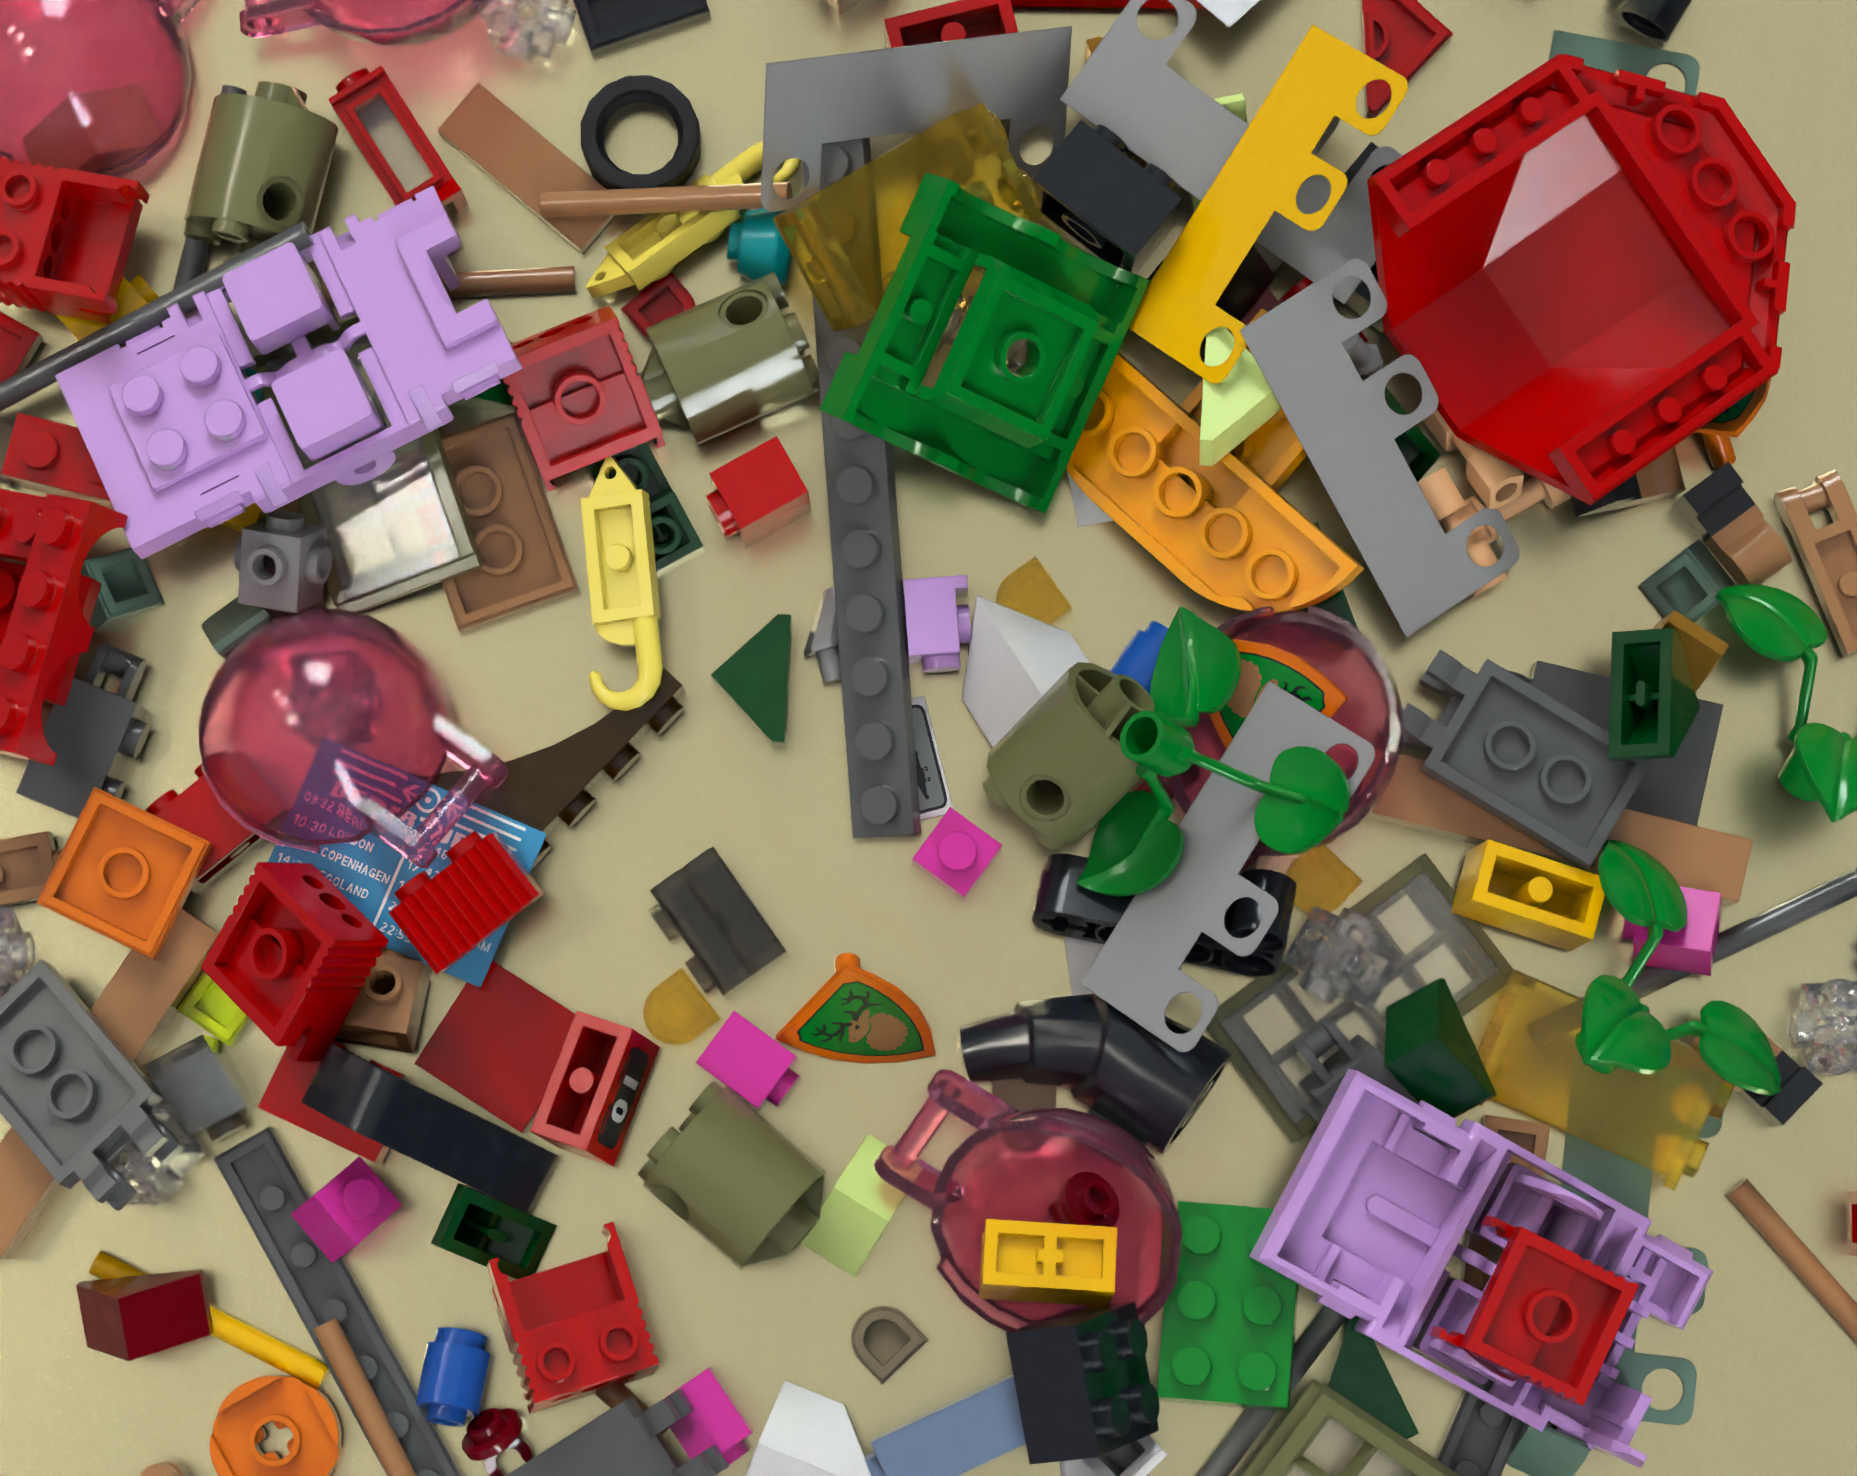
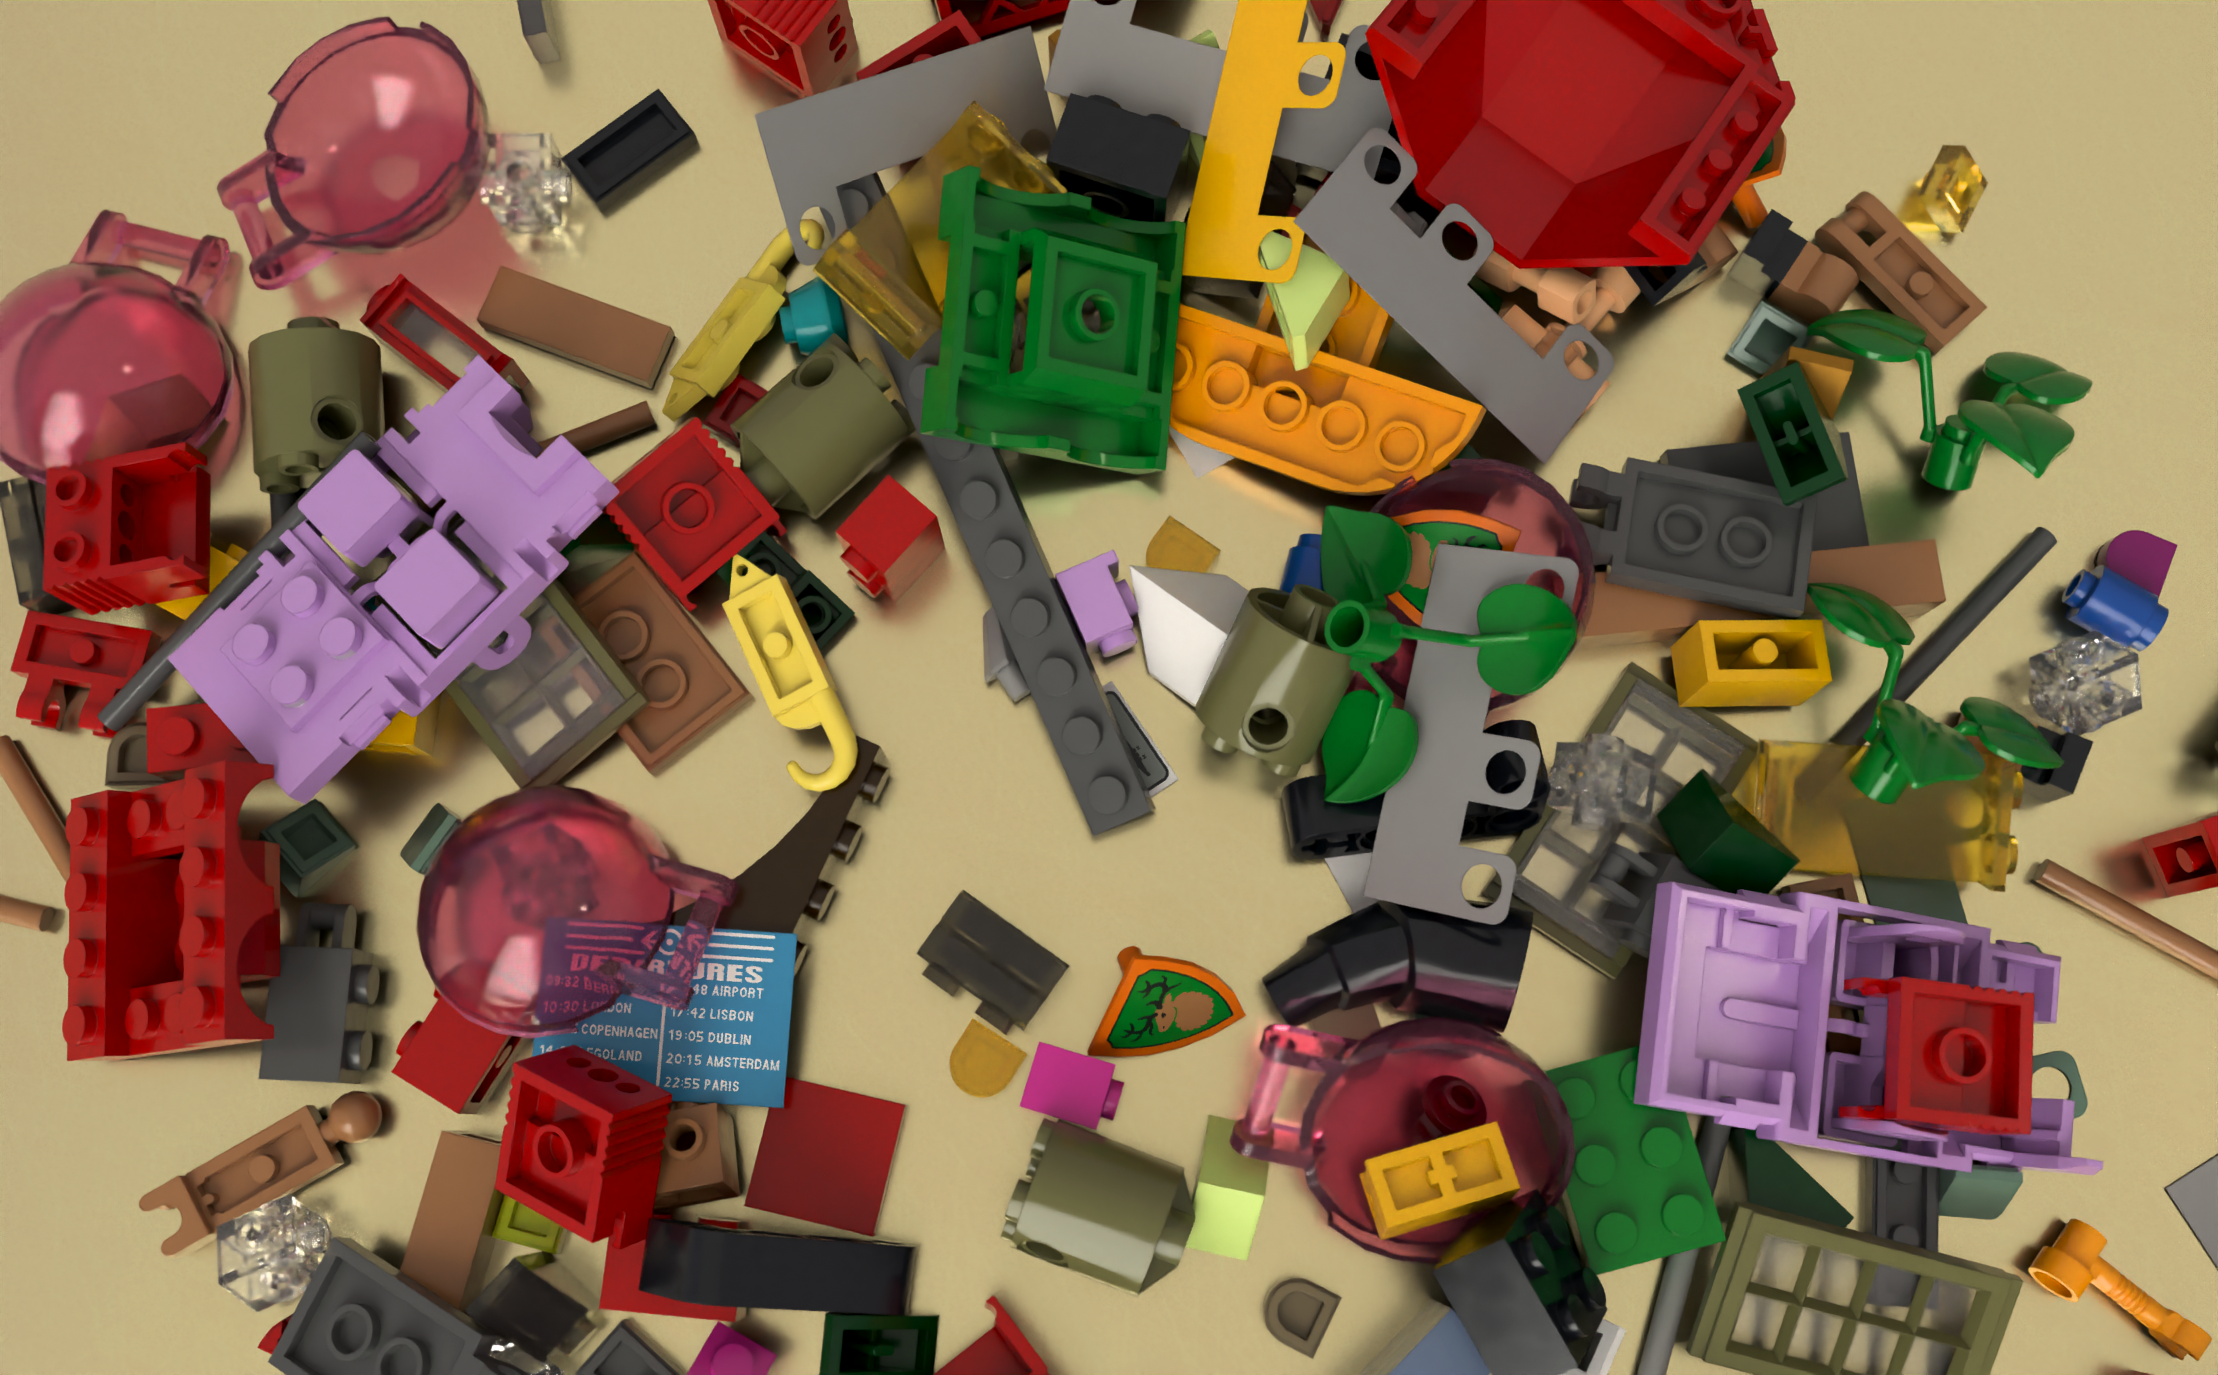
camera: 20 degrees left, 5 degrees down
(124, 873) = (390, 1121): orange tile -> none
(282, 562) = (453, 763): light grey brick -> none
(464, 901) = (737, 1028): red brick -> none
(595, 1088) = (929, 1167): red brick -> none
(640, 90) = (655, 221): black tyre -> none
(657, 200) = (700, 308): medium nougat bar -> none
(759, 679) = (951, 719): dark green slope -> none
(956, 854) = (1198, 815): dark pink brick -> none
(1321, 880) = (1552, 715): clear yellow tile -> none
(1691, 947) = (1922, 659): dark pink brick -> none

